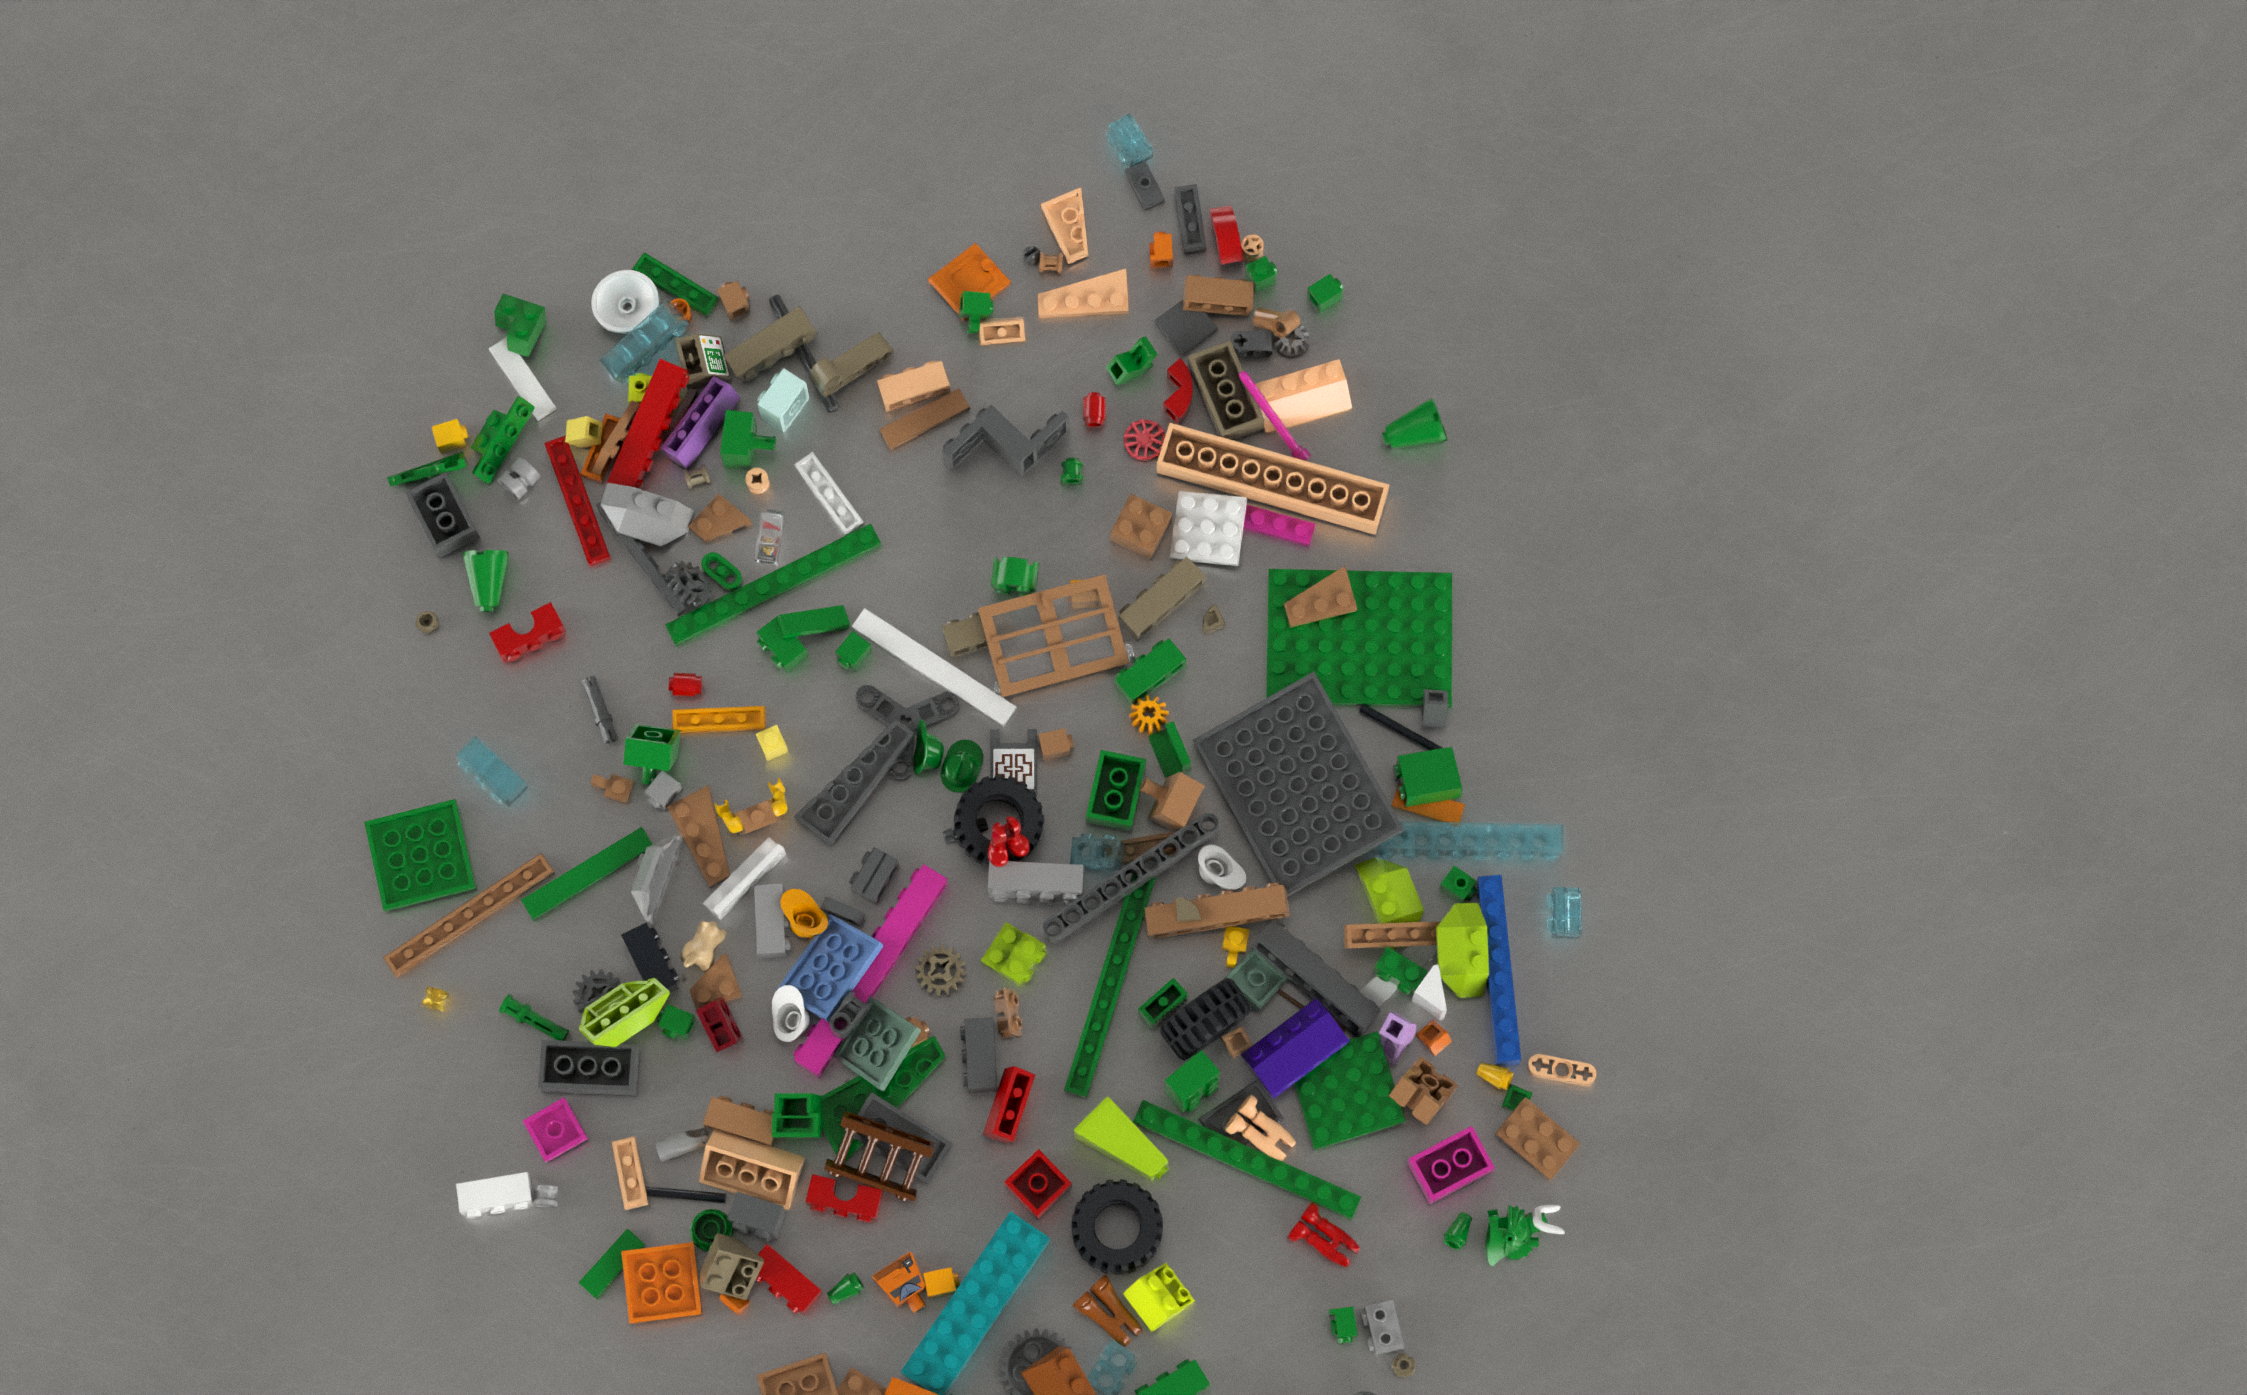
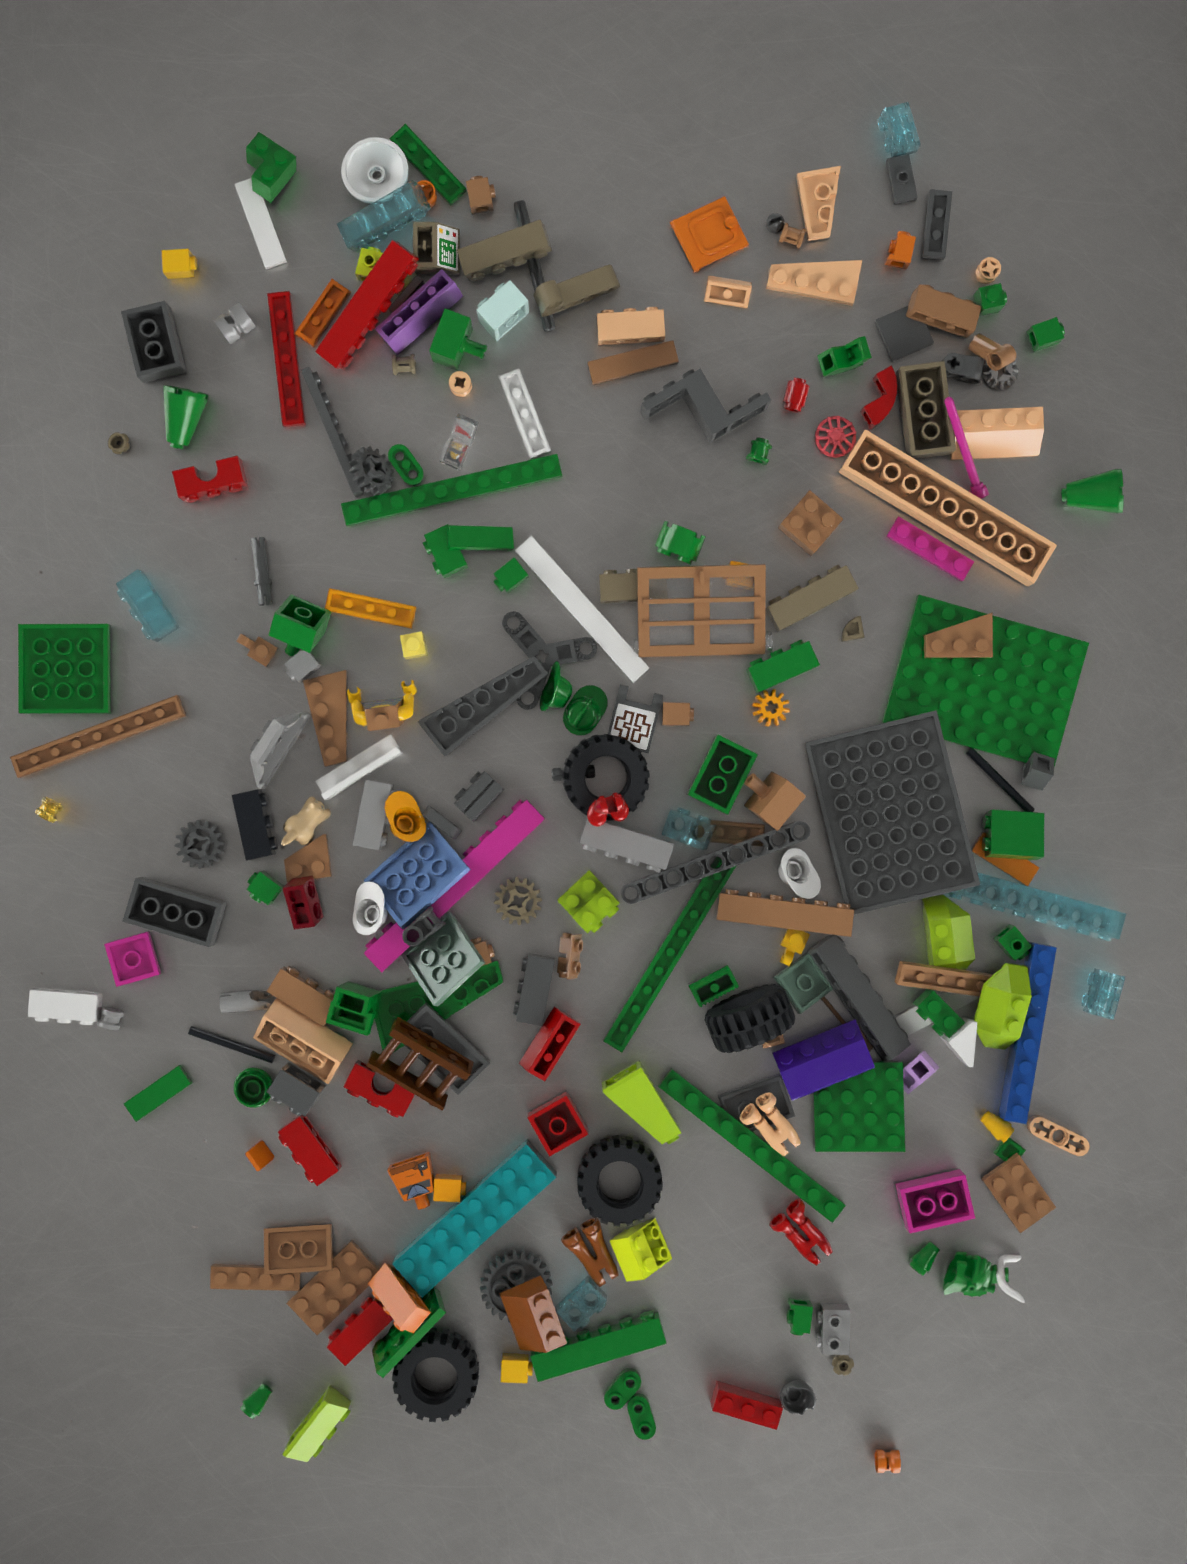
camera: 20 degrees right, 15 degrees up
(430, 470) = (154, 293): green wing -> none
(498, 437) = (224, 277): green bracket -> none
(523, 1013) = (128, 843): green pin -> none
(583, 432) = (306, 293): light yellow brick -> none
(586, 874) = (215, 725): green tile -> none
(619, 434) = (336, 306): medium nougat wing -> none
(623, 1012) = (213, 872): lime wedge -> none
(630, 1173) = (191, 1016): light nougat tile -> none
(645, 514) = (345, 392): light grey wedge -> none
(661, 1282) = (197, 1124): orange plate -> none
(685, 684) = (346, 567): red brick -> none
(718, 519) = (414, 412): medium nougat wing -> none
(730, 1267) = (260, 1130): dark tan slope -> none
(847, 1287) = (362, 1170): green cone -> none
(975, 307) = (709, 263): green brick -> none
(1170, 750) = (781, 746): green panel -> none
(1186, 911) = (758, 909): dark tan tile -> none
(1192, 1082) = (721, 1072): green brick -> none
(1208, 528) = (873, 541): white plate -> none
(1226, 234) = (968, 252): red brick -> none
(1423, 1090) = (930, 1129): medium nougat brick -> none
(1434, 1037) = (950, 1075): orange slope -> none

